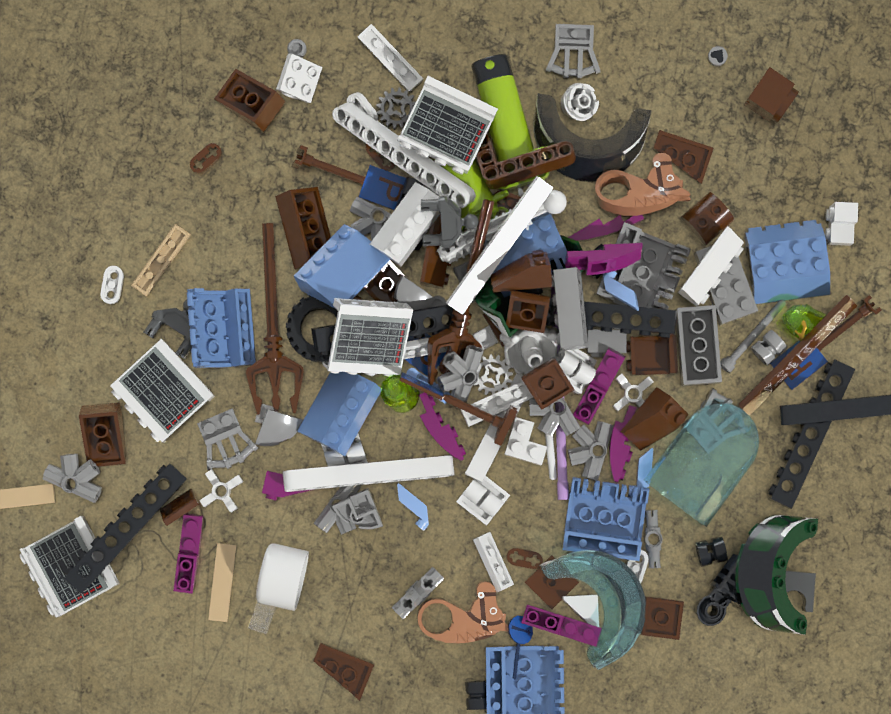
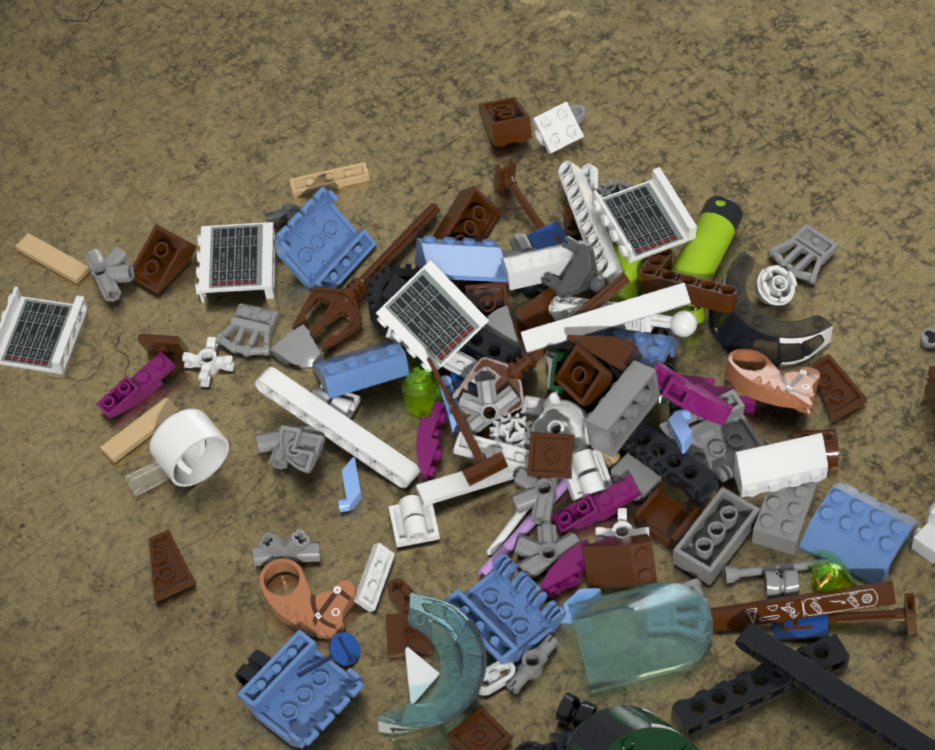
camera: 45 degrees right, 30 degrees down
(81, 583) = (99, 334): black brick -> none
(112, 285) = (273, 169): white plate -> none
(202, 155) = (432, 137): reddish brown beam -> none
(274, 486) = (249, 392): magenta slope -> none
(390, 58) = (643, 155): white plate -> none
(520, 446) = (487, 501): white brick -> none
(561, 625) = (383, 672): magenta slope -> none

